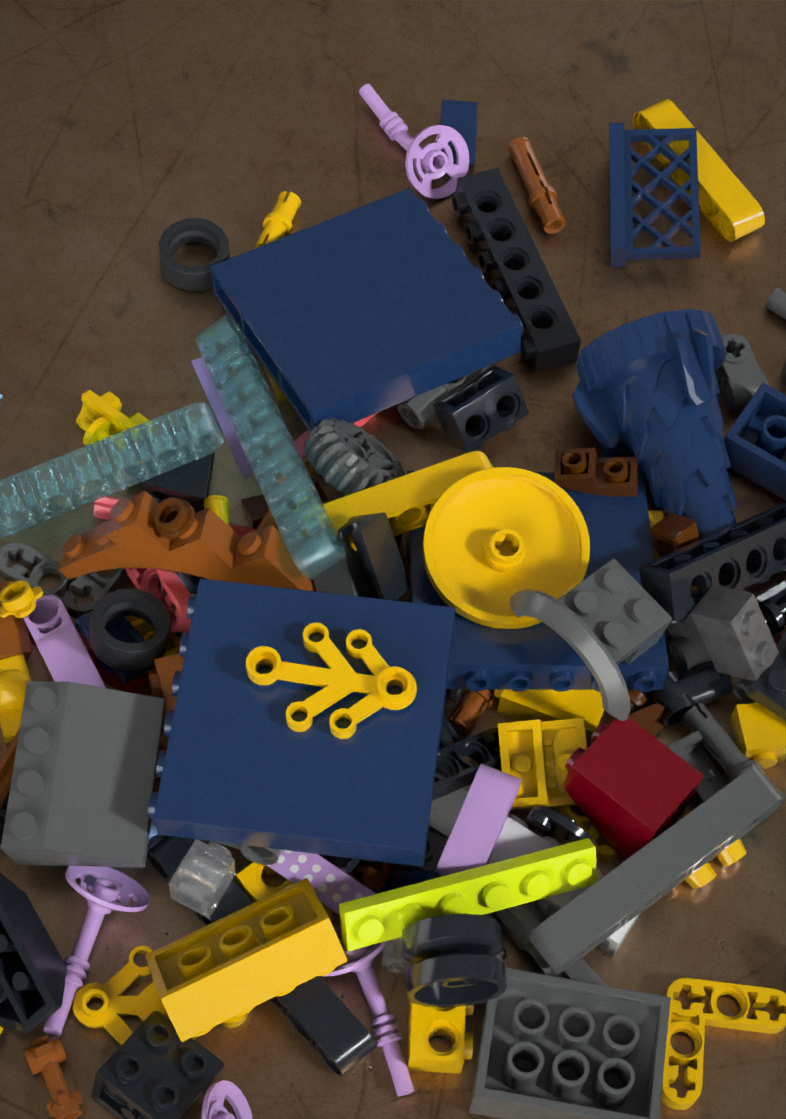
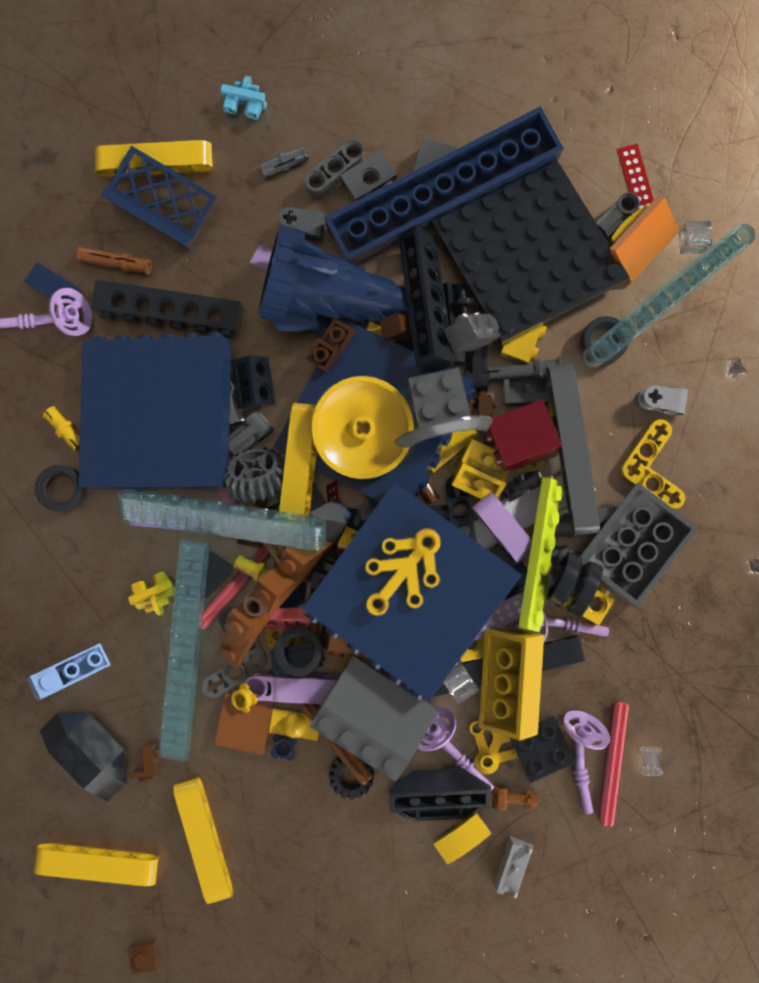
camera: 55 degrees left, 25 degrees up
(378, 555) = (330, 499): black hinge -> none
(415, 444) = (254, 429): none -> dark grey piece

